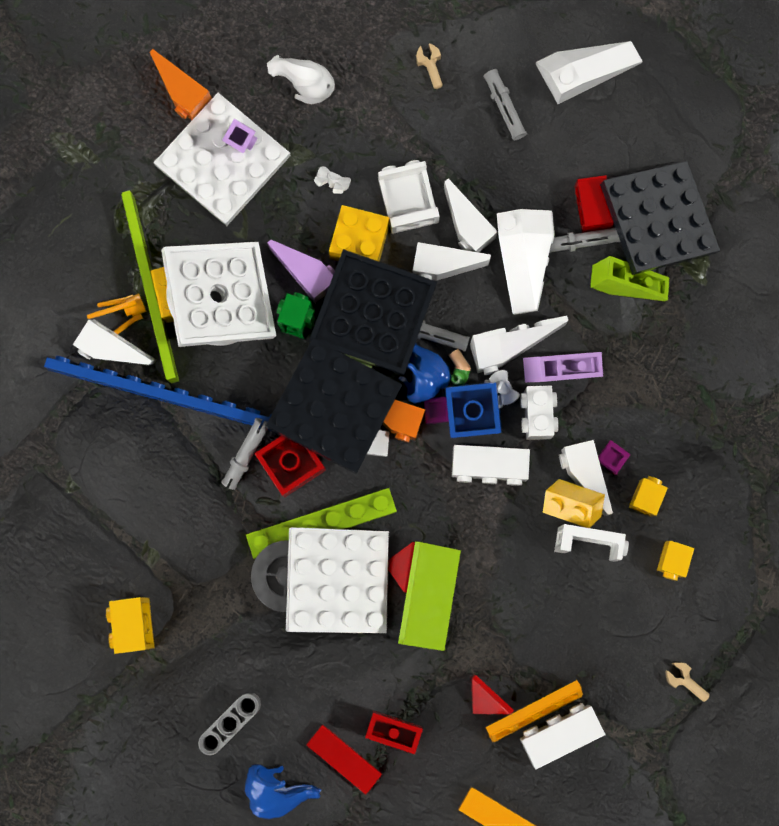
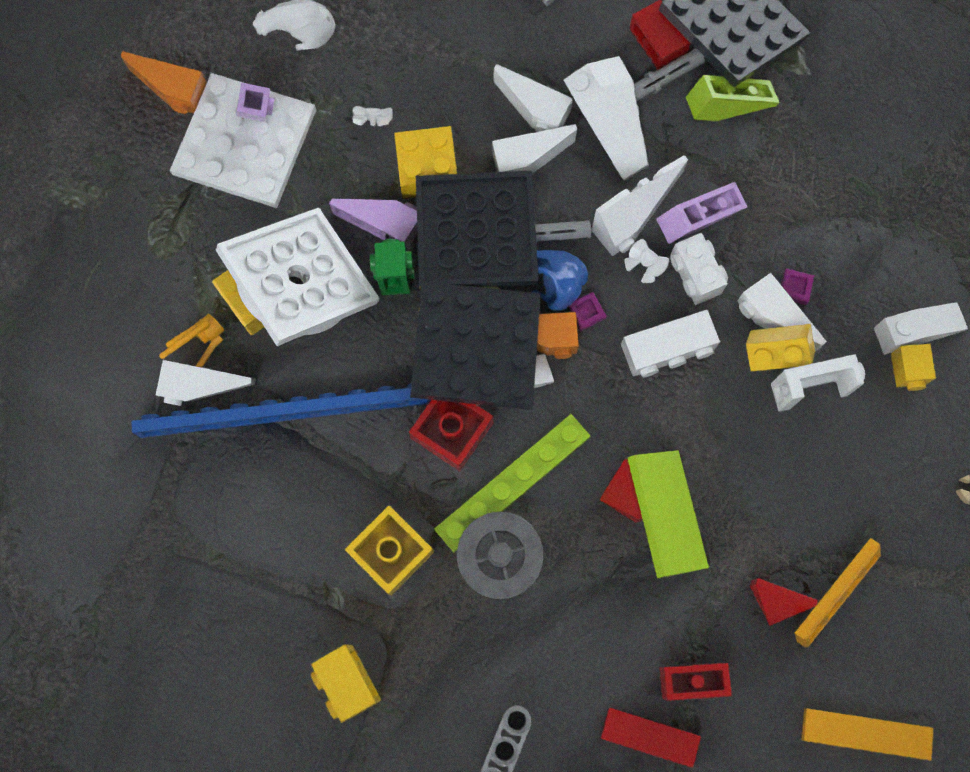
camera: 20 degrees left, 5 degrees down
(145, 271) = (218, 303): lime tile -> none
(204, 538) = (389, 550): none -> yellow brick
(241, 462) = (396, 450): light grey pin -> none
(337, 581) = (558, 537): white plate -> none
(408, 196) = (460, 102): white panel -> none
(461, 369) = (594, 256): arm -> none
(473, 409) = (628, 291): blue brick -> none
(561, 735) = (880, 608): white brick -> none
(648, 496) = (854, 311): yellow brick -> none
(697, 530) = (919, 326): none -> white slope

